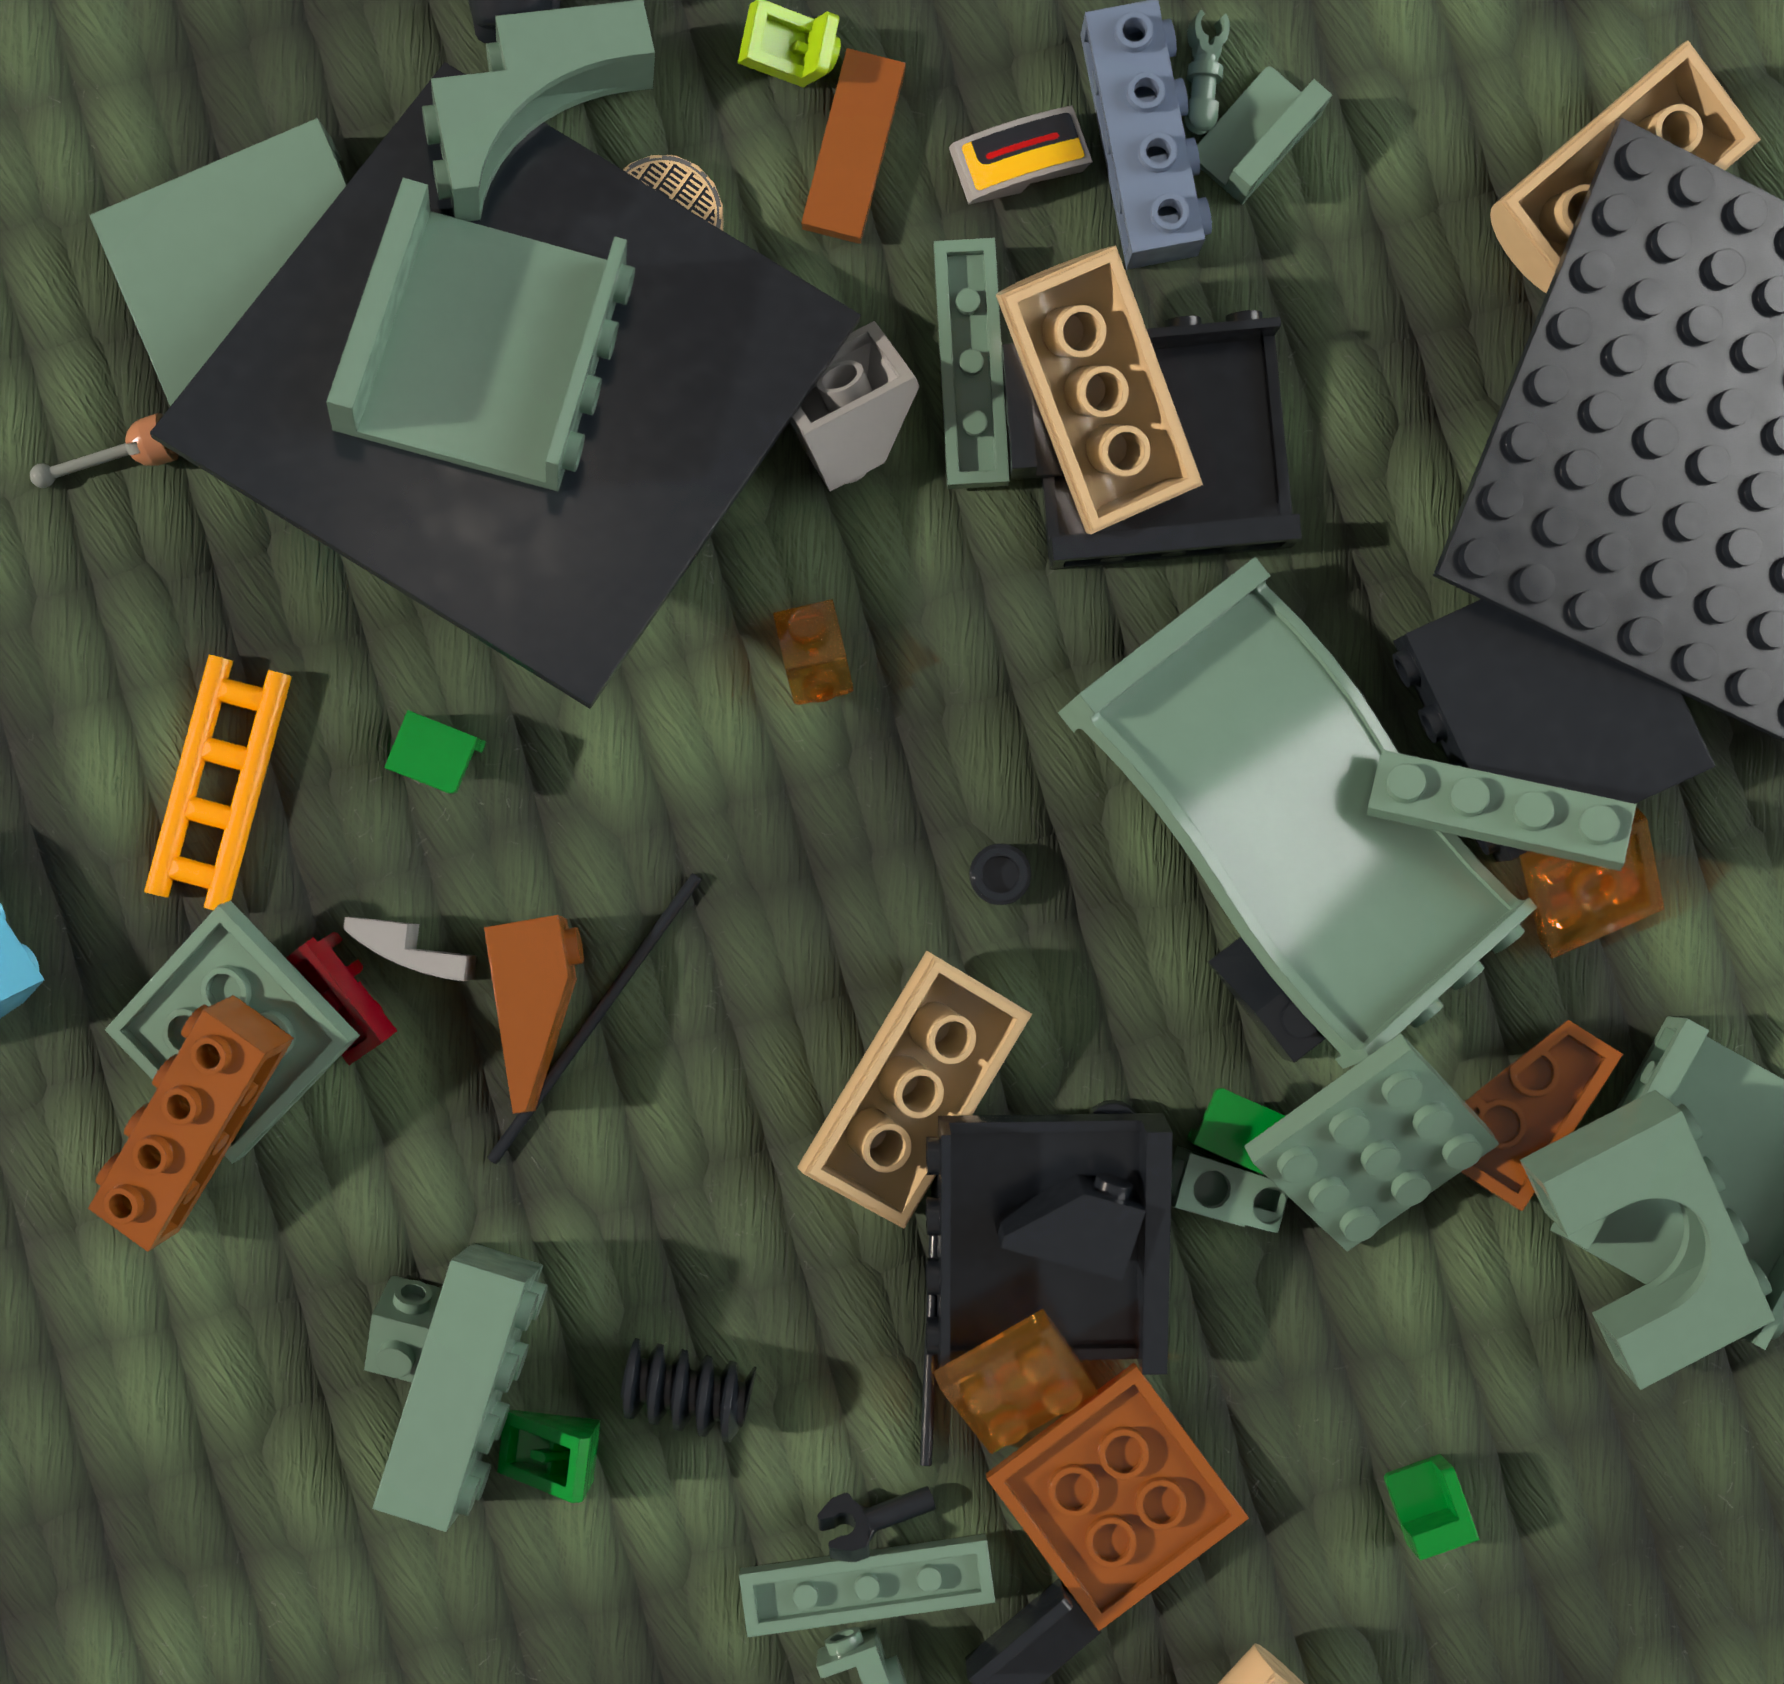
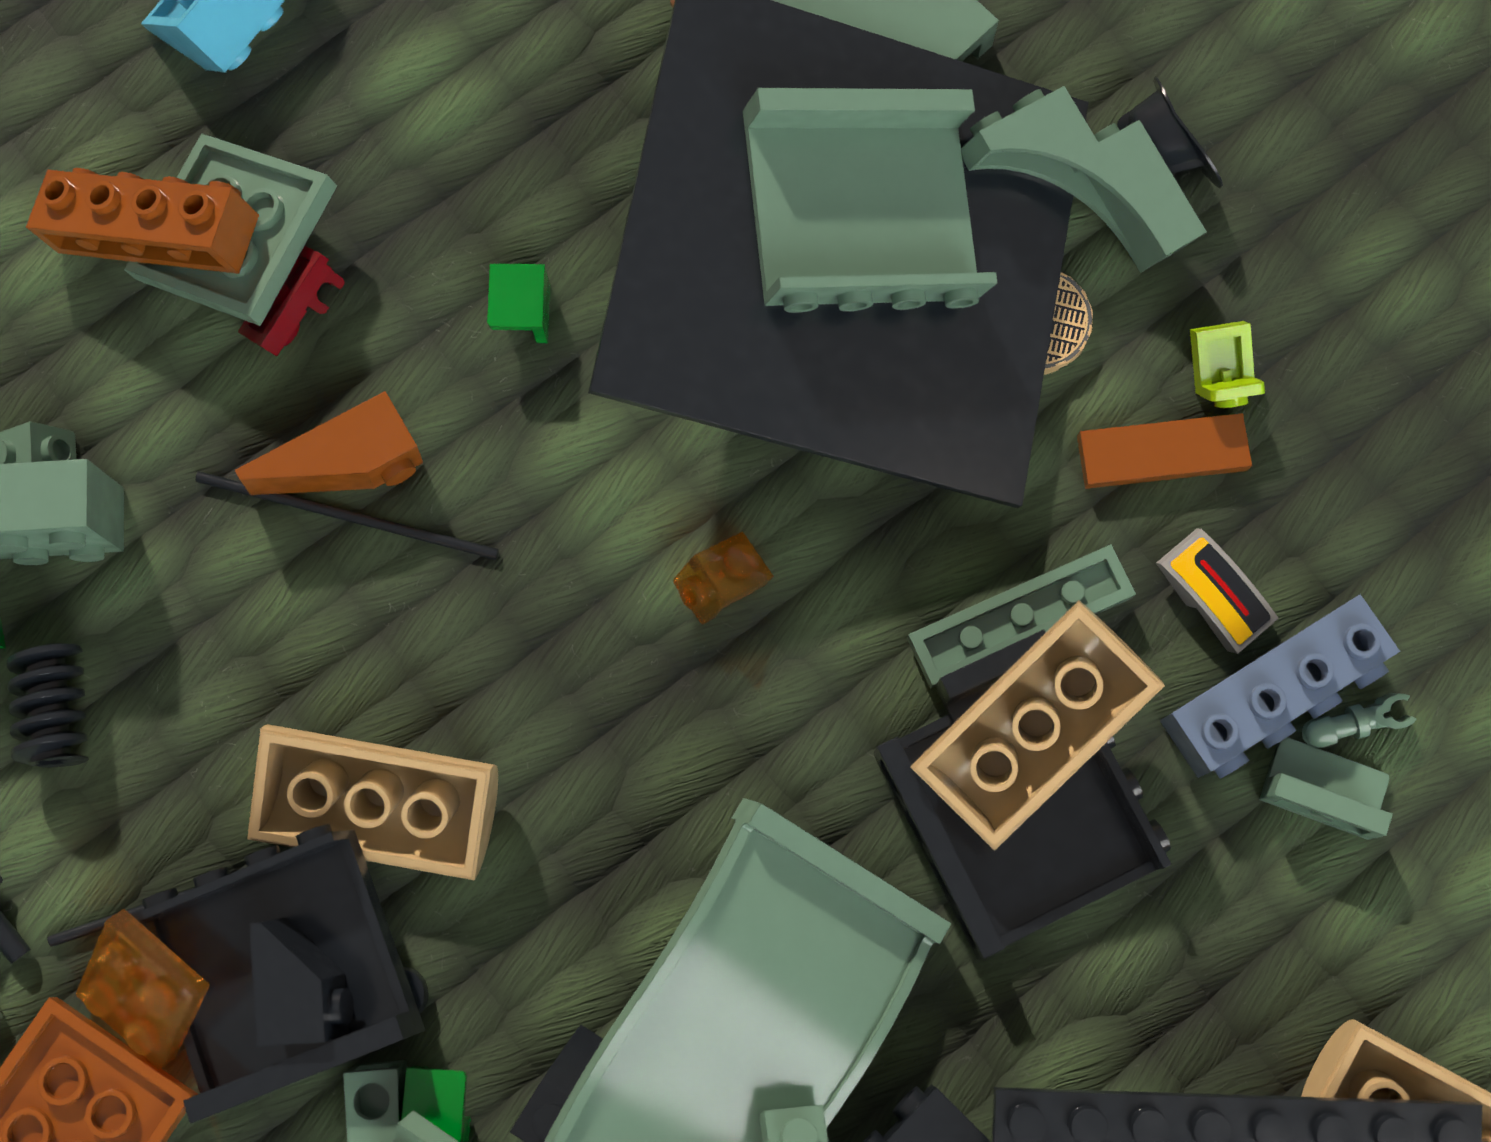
camera: 70 degrees right, 10 degrees down
(202, 748) = (458, 125): light orange bar -> none
(399, 944) = (350, 334): light grey slope -> none
(856, 408) = (940, 530): light grey slope -> none
(1000, 874) = (590, 809): black tile -> none

